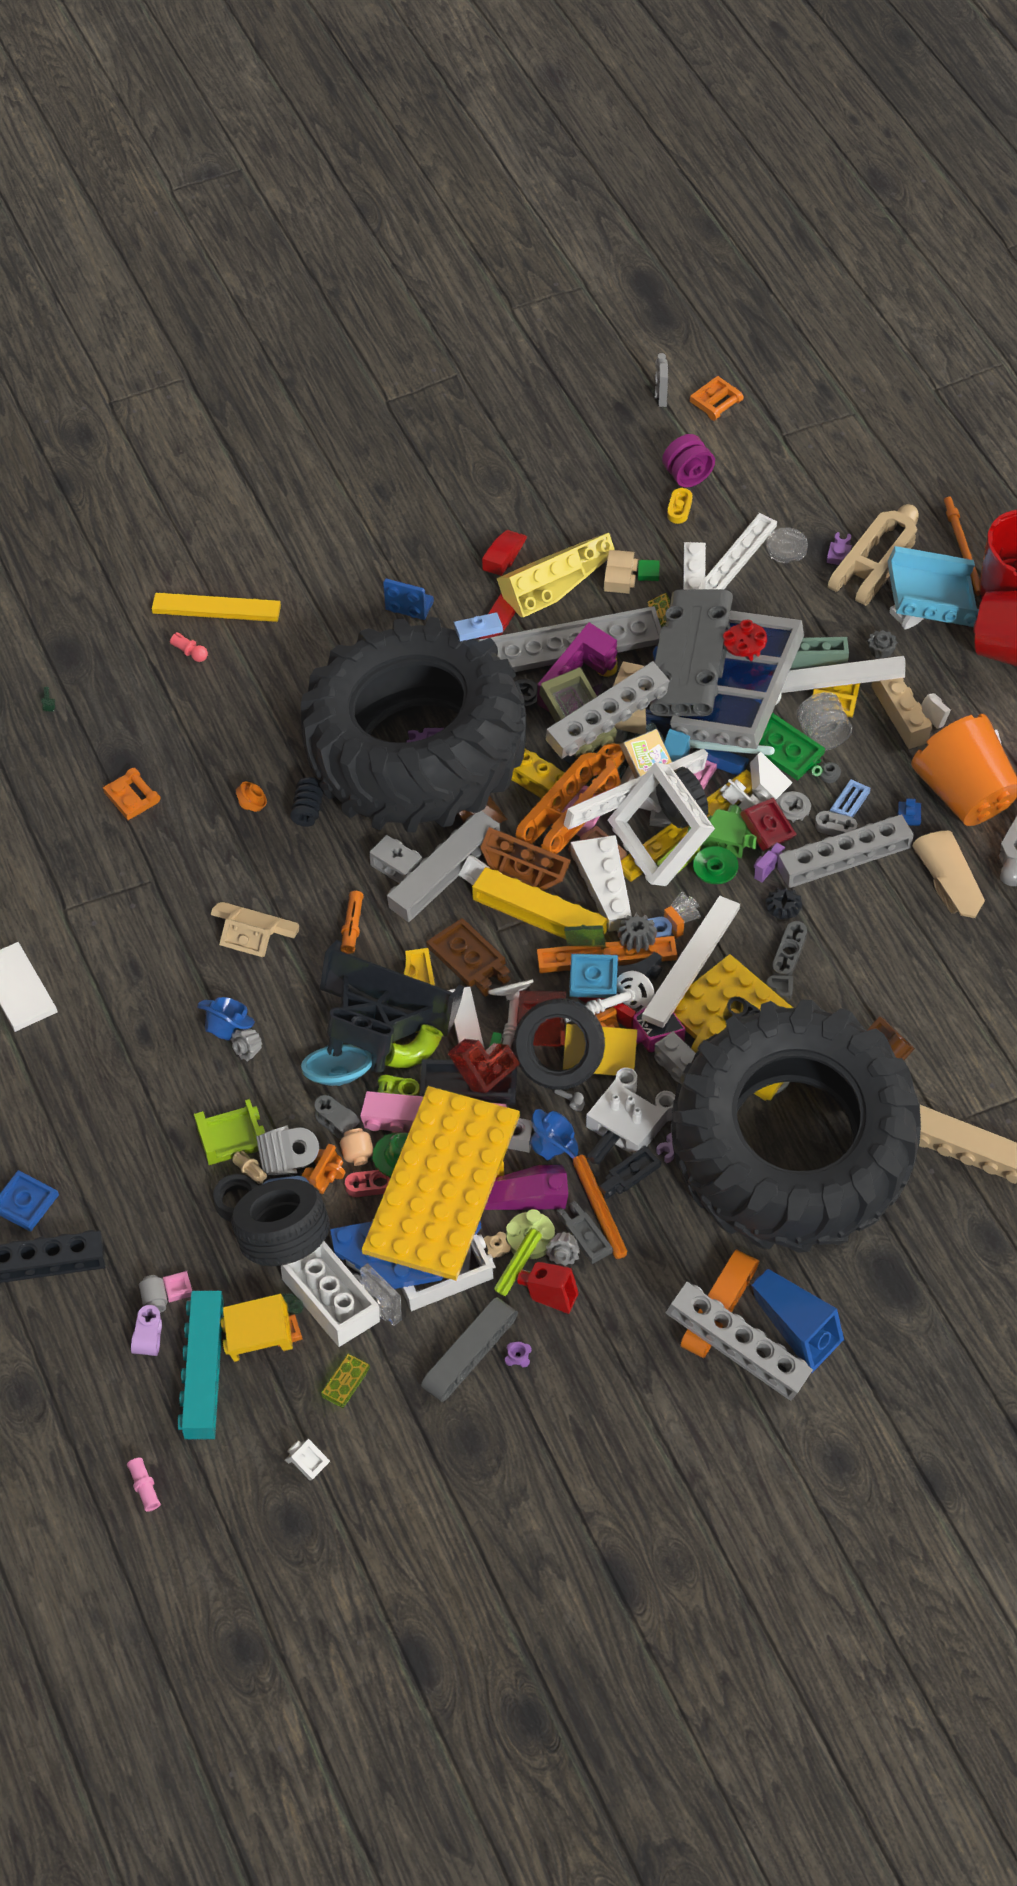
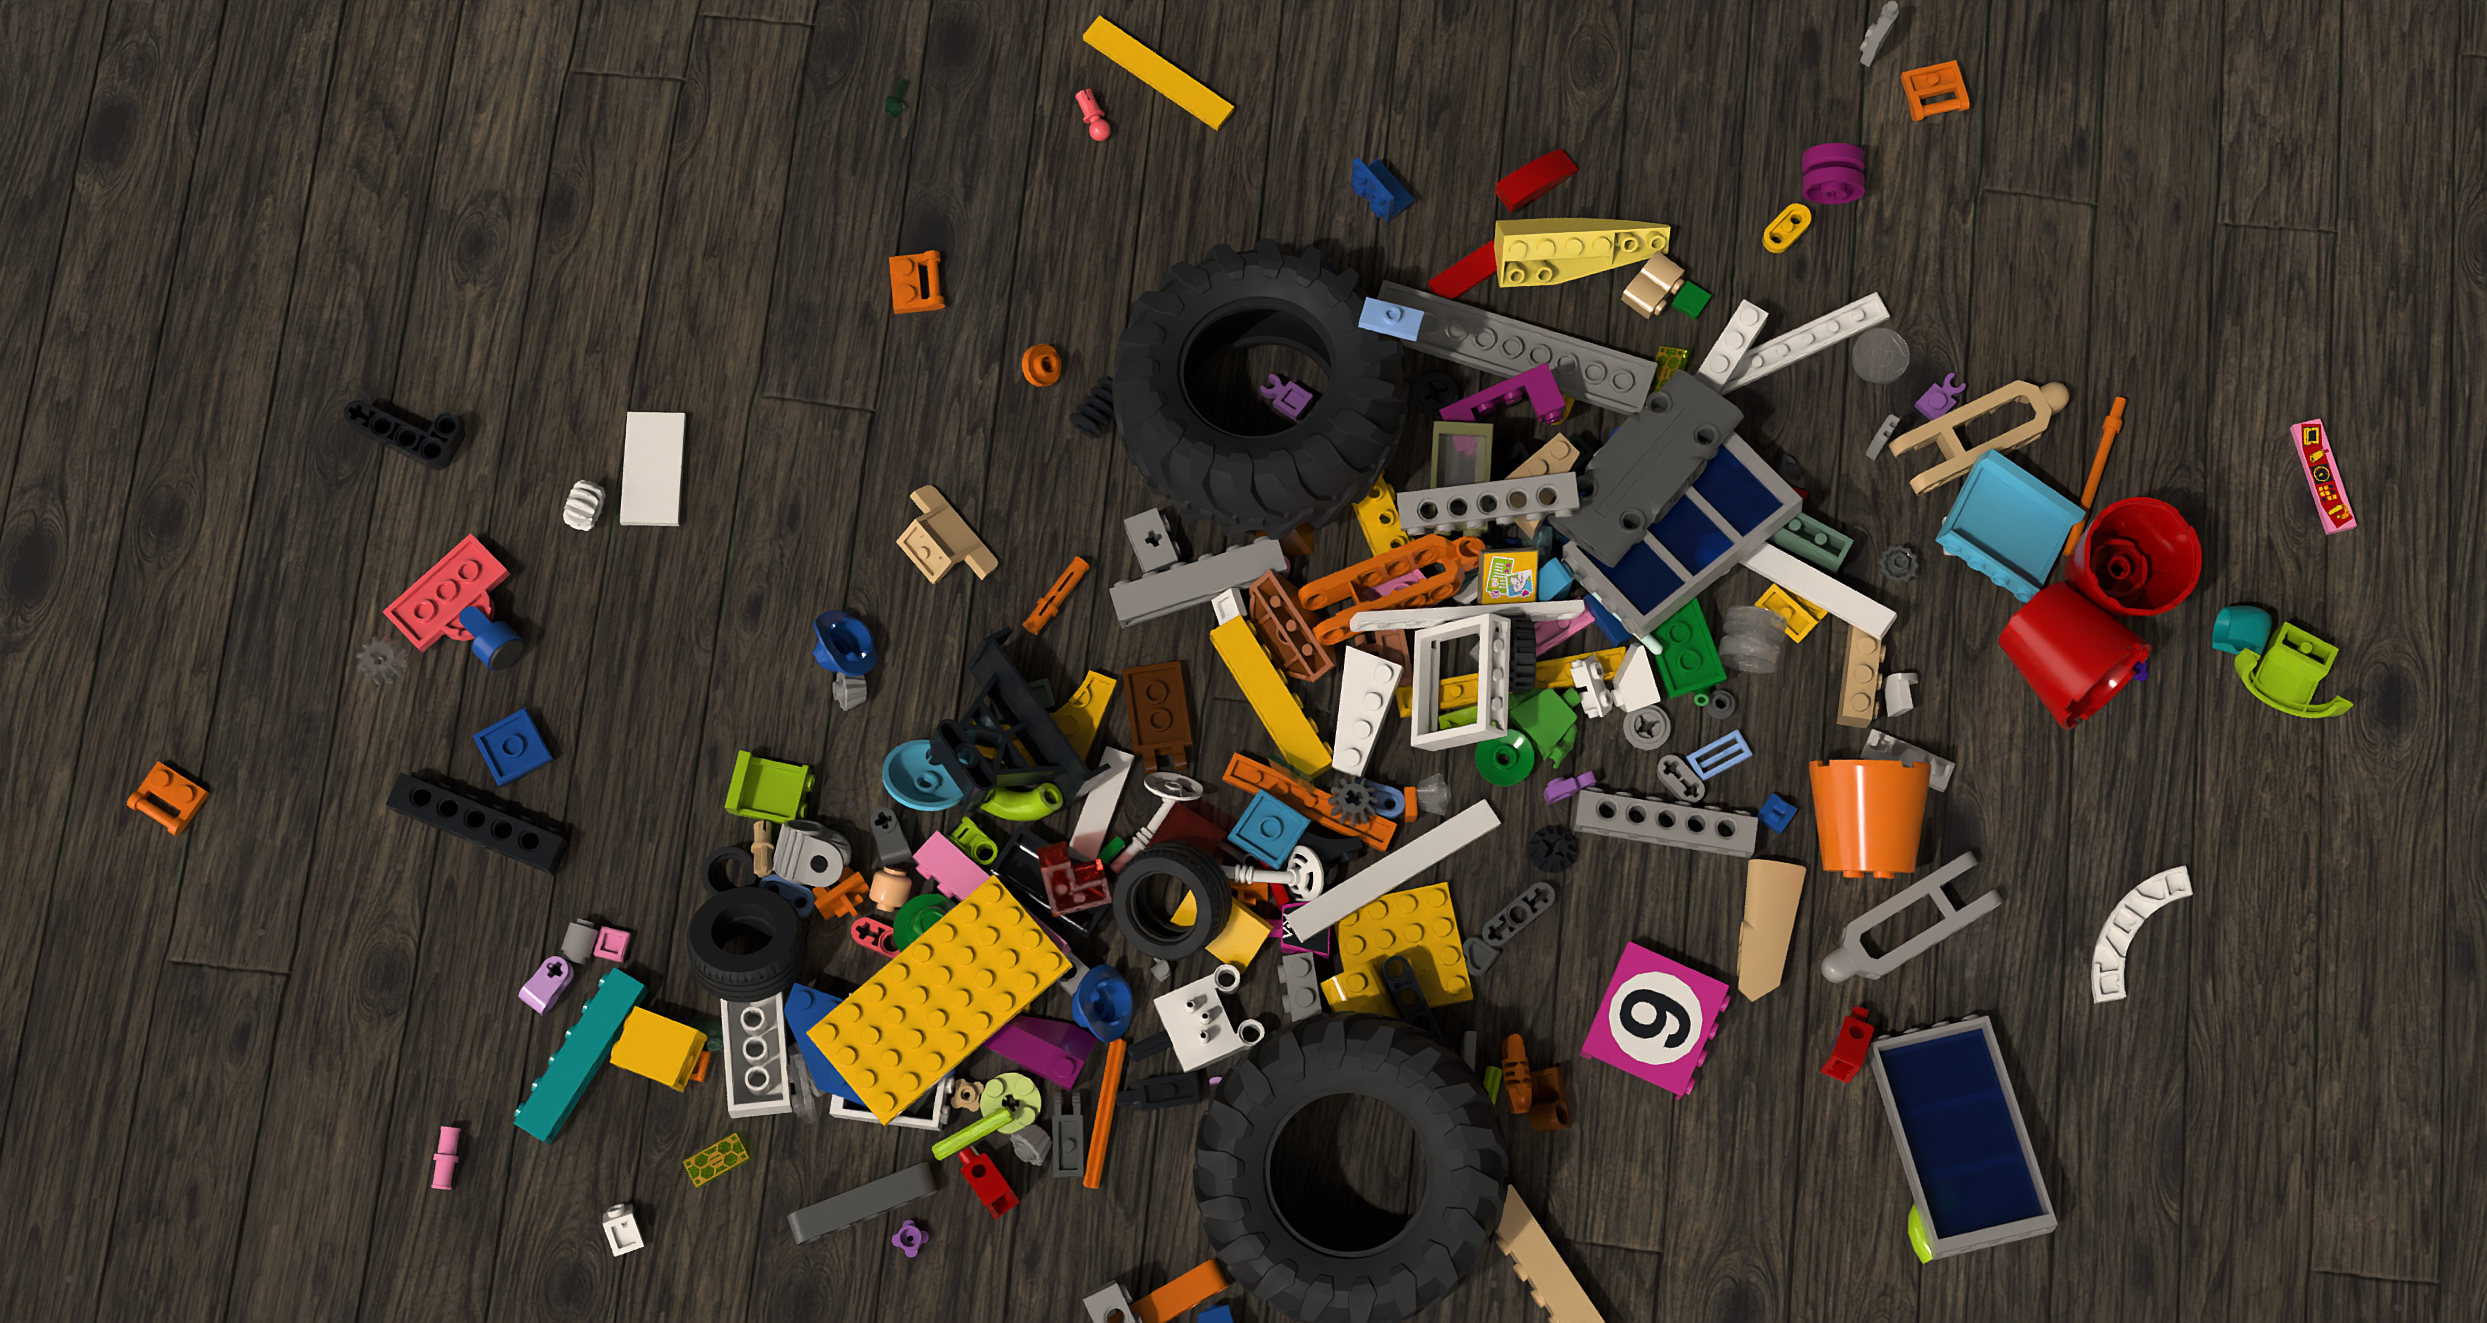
camera: 30 degrees right, 20 degrees up
(745, 639) = (1712, 480): red plate -> none
(768, 824) = (1596, 740): dark red tile -> none
(822, 579) = (1882, 436): none -> light grey tile
(921, 958) = (1656, 1019): none -> panel

